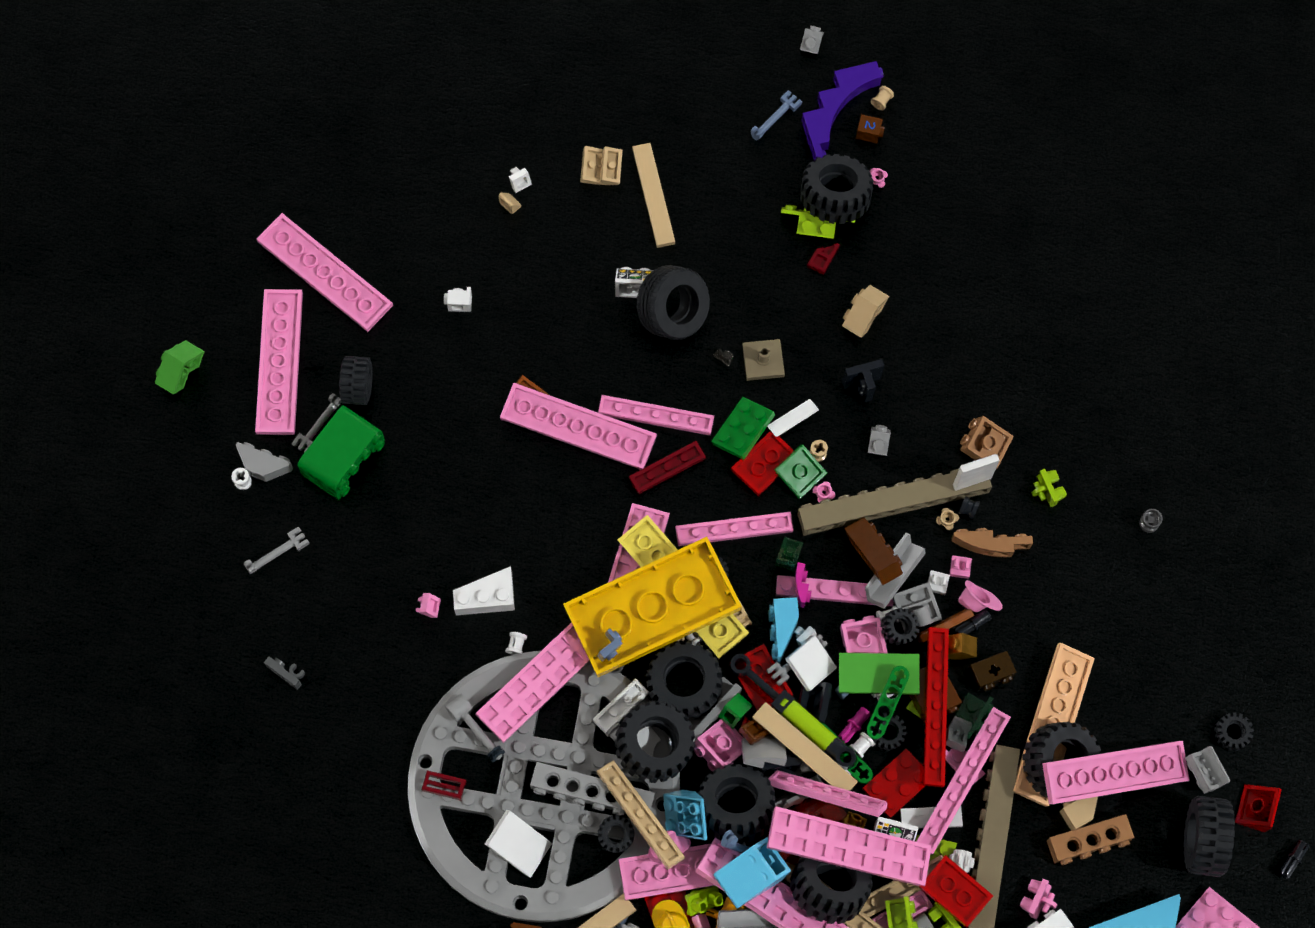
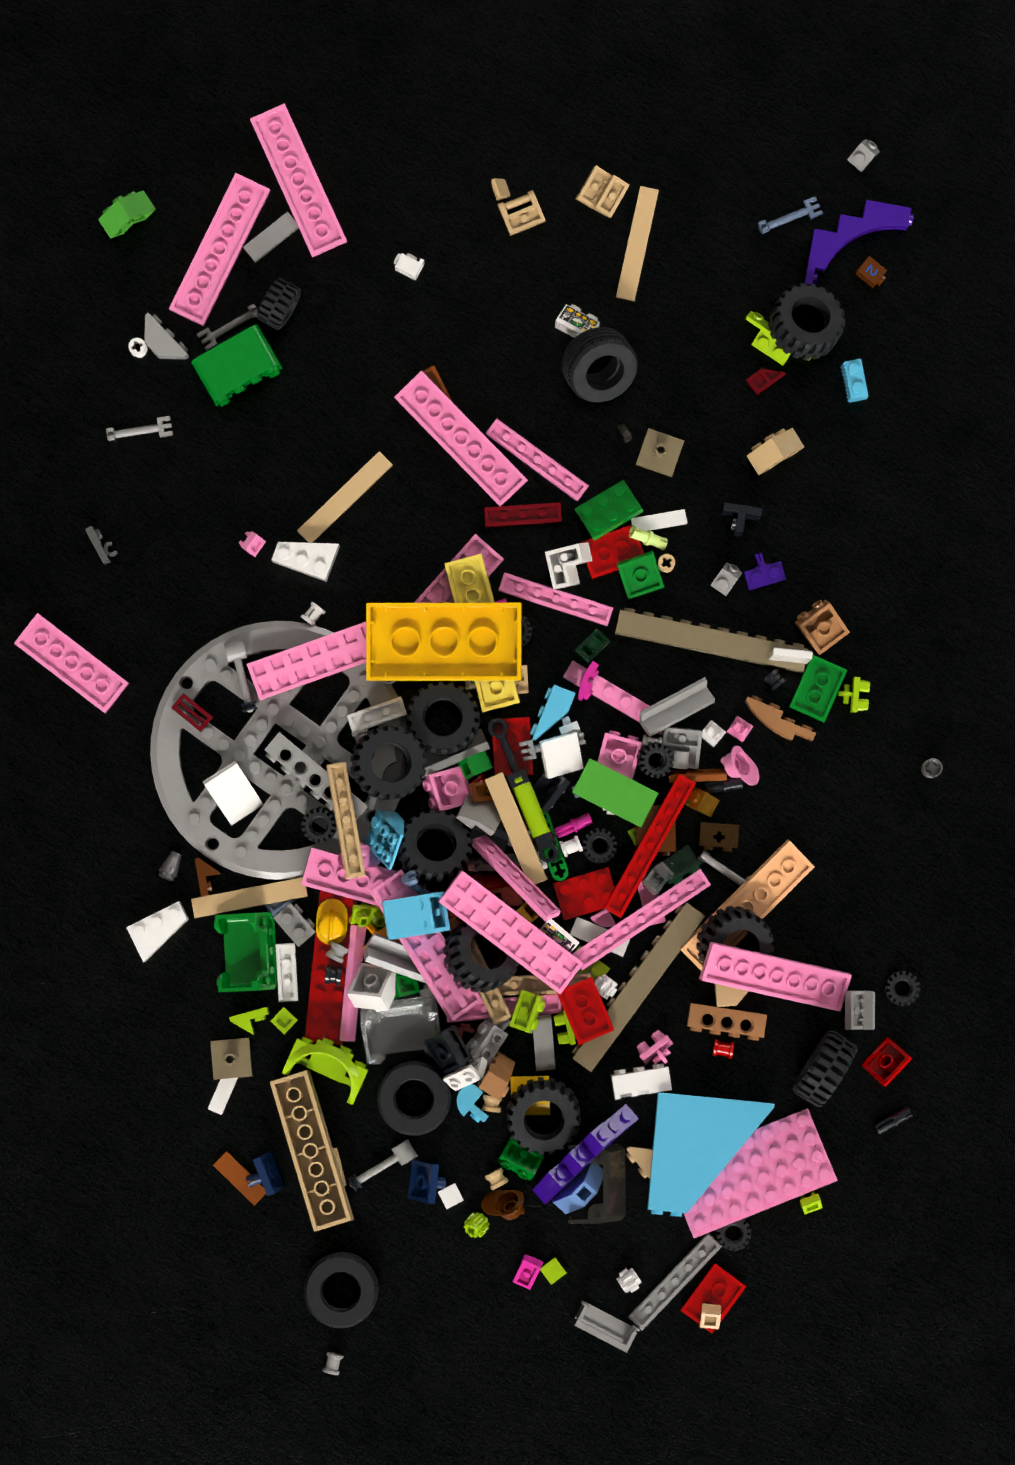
camera: 25 degrees right, 15 degrees up
(305, 795) = (71, 663): none -> bright pink plate
(322, 331) = (271, 237): none -> light grey tile
(496, 526) = (344, 498): none -> tan tile
(519, 179) = (519, 171): white tile -> none
(542, 217) = (523, 218): none -> tan plate
(610, 650) = (386, 666): sand blue bracket -> none
(725, 489) = (563, 564): none -> white brick
(791, 435) = (648, 537): none -> yellowish green pin
(825, 486) = (653, 598): bright pink plate -> none
(874, 551) = (665, 681): reddish brown brick -> none
(877, 172) = (859, 323): bright pink plate -> none
(882, 98) = (899, 246): tan bush -> none
(885, 701) = (609, 822): green beam -> none
(903, 222) = (854, 380): none -> medium azure brick
(910, 421) = (764, 573): none -> dark purple plate
(926, 799) = (603, 919): none -> bright pink tile
(946, 513) = (750, 685): tan plate -> none
(1011, 699) = (705, 857): none -> light grey hinge
(1012, 498) = (818, 688): none -> green plate
(1101, 868) = (723, 1049): none -> red bush

